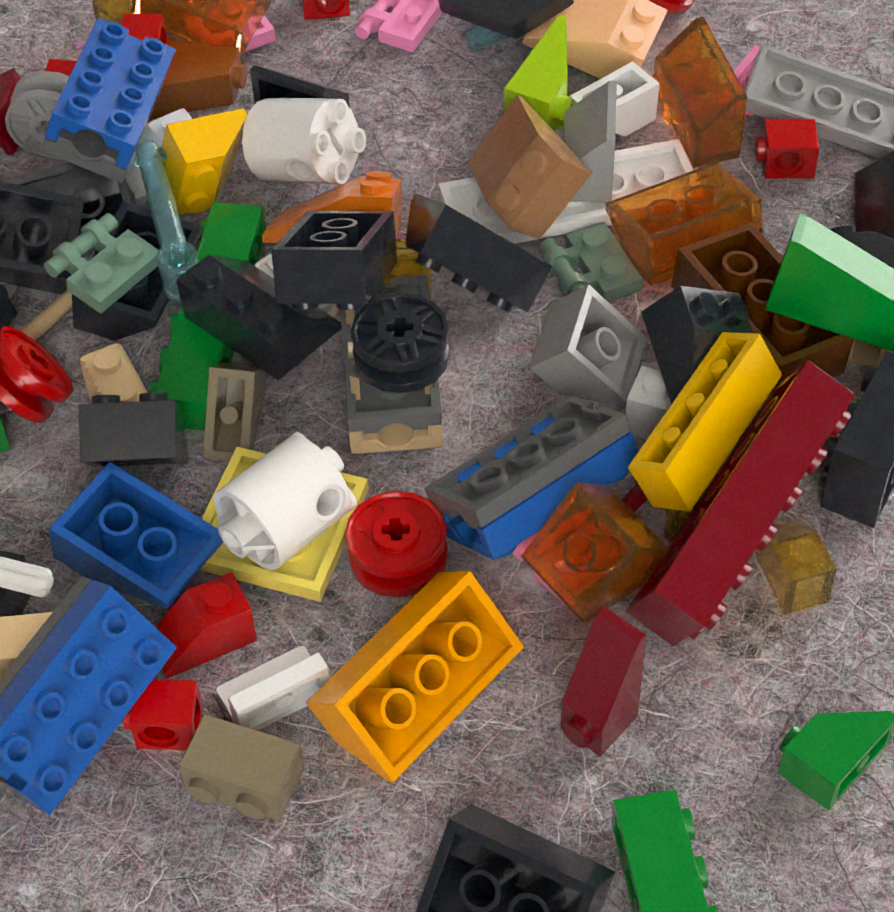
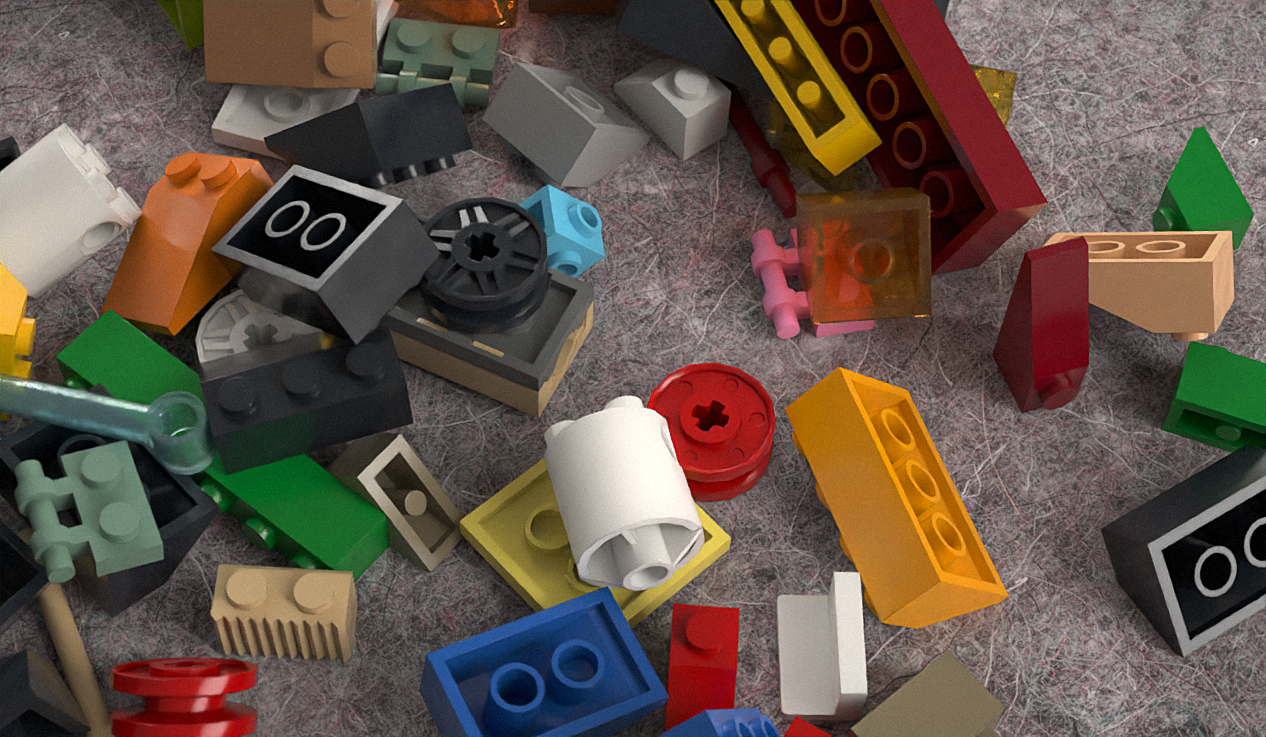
camera: 65 degrees left, 5 degrees up
(132, 431) = (395, 613): black slope -> none
(485, 385) = (570, 230): none -> medium azure brick
(525, 476) = (728, 252): dark grey piece -> none
(715, 738) = (1162, 278): none -> light nougat slope

